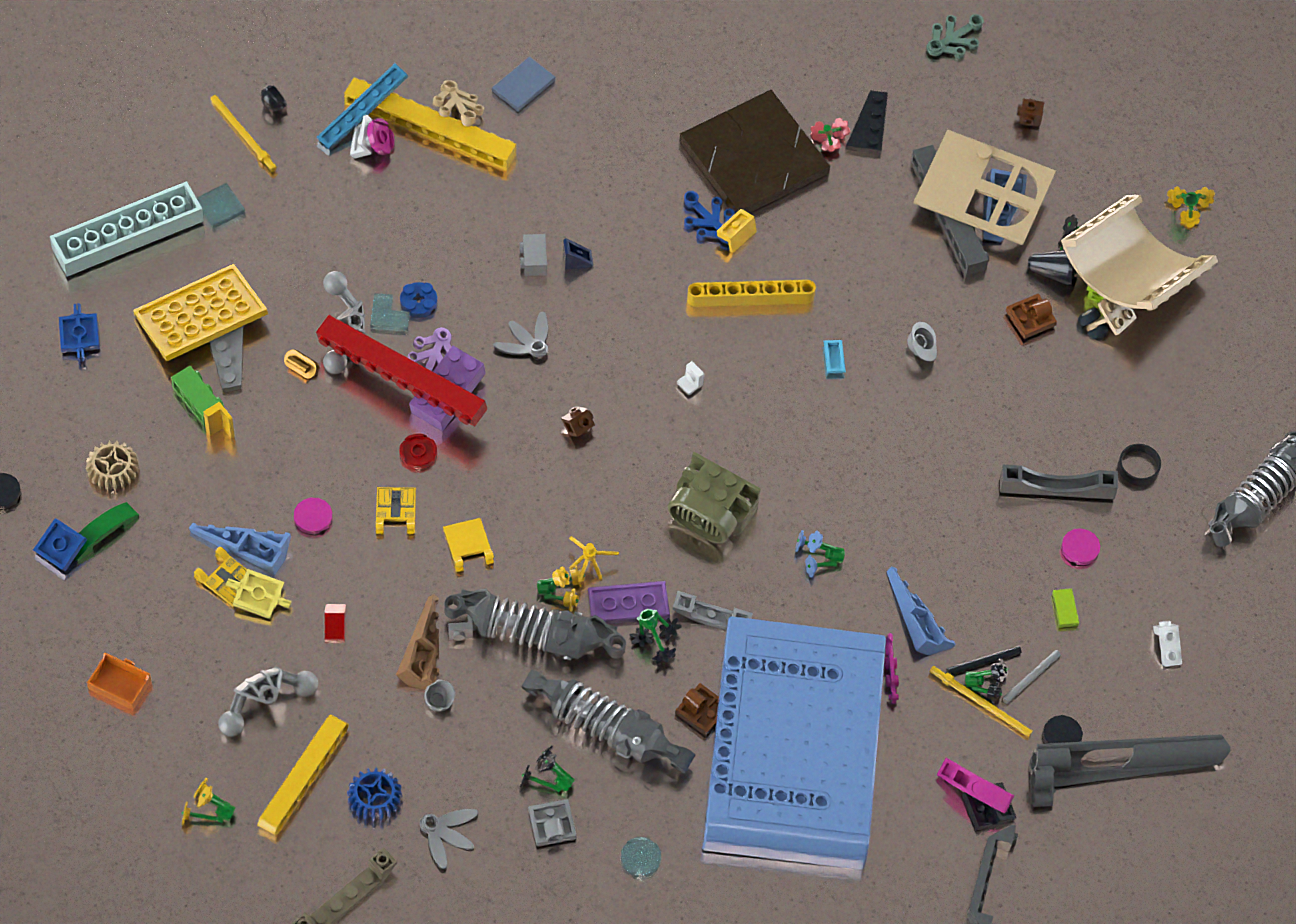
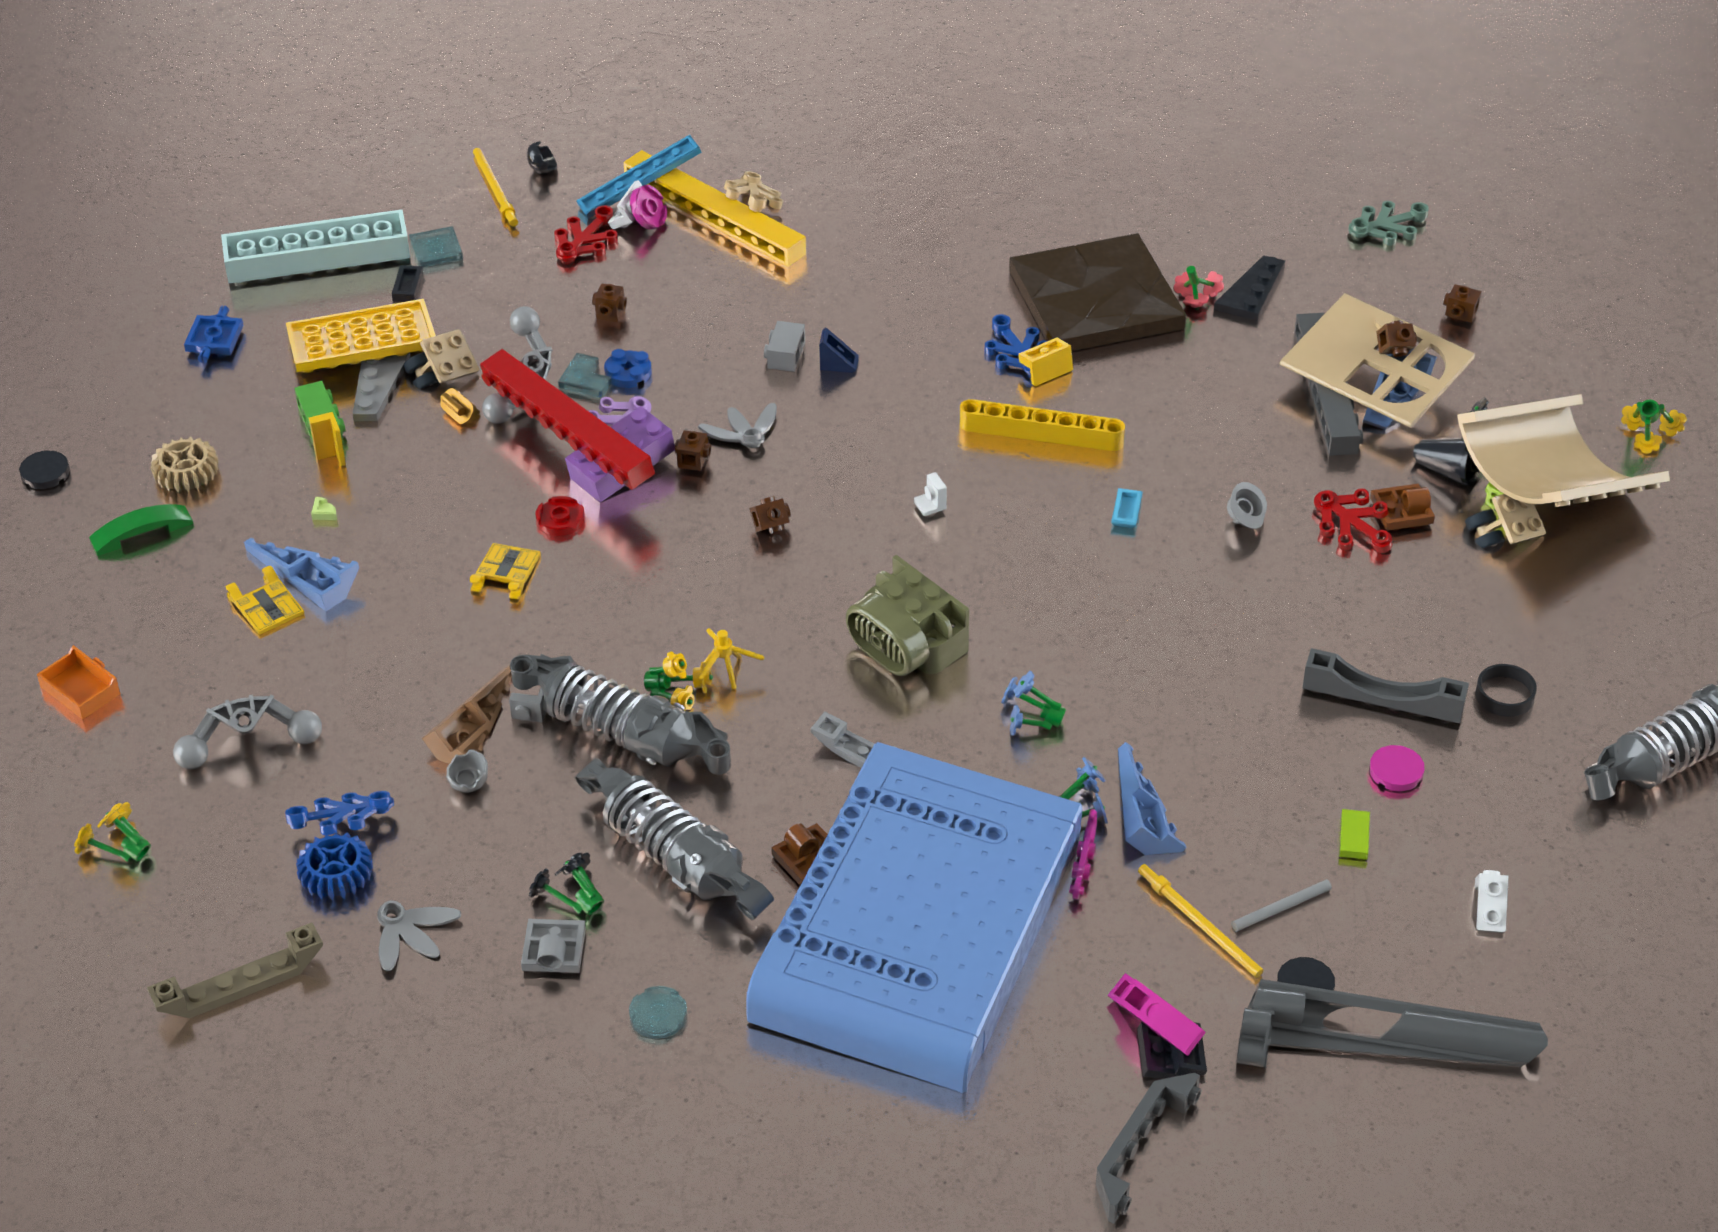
camera: 20 degrees right, 15 degrees down
(60, 544) = (80, 529): blue plate -> none
(211, 248) = (407, 283): none -> black tile
(236, 483) = (323, 510): none -> yellowish green tile
(258, 593) = (293, 622): light yellow plate -> none
(279, 324) = (443, 360): none -> tan plate
(303, 775) = (250, 827): yellow beam -> none
(313, 515) = (400, 557): dark pink tile -> none
(335, 622) = (373, 671): red slope -> none
(336, 172) = (570, 250): none -> red plant
(383, 238) = (613, 299): none -> reddish brown brick
(384, 738) = (376, 802): none -> blue plant
(466, 540) = (580, 615): yellow flag -> none
(499, 372) = (692, 450): none -> reddish brown brick
(523, 84) = (841, 190): sand blue tile -> none
(627, 601) = (762, 719): medium lavender tile -> none
(649, 620) = (769, 730): plant -> none
(877, 607) = (1087, 781): none -> medium blue plant
(976, 678) = (1200, 889): plant -> none
(984, 660) = (1220, 873): black bar -> none
(997, 170) = (1396, 338): none -> reddish brown brick
(997, 334) = (1352, 517): none -> red plant

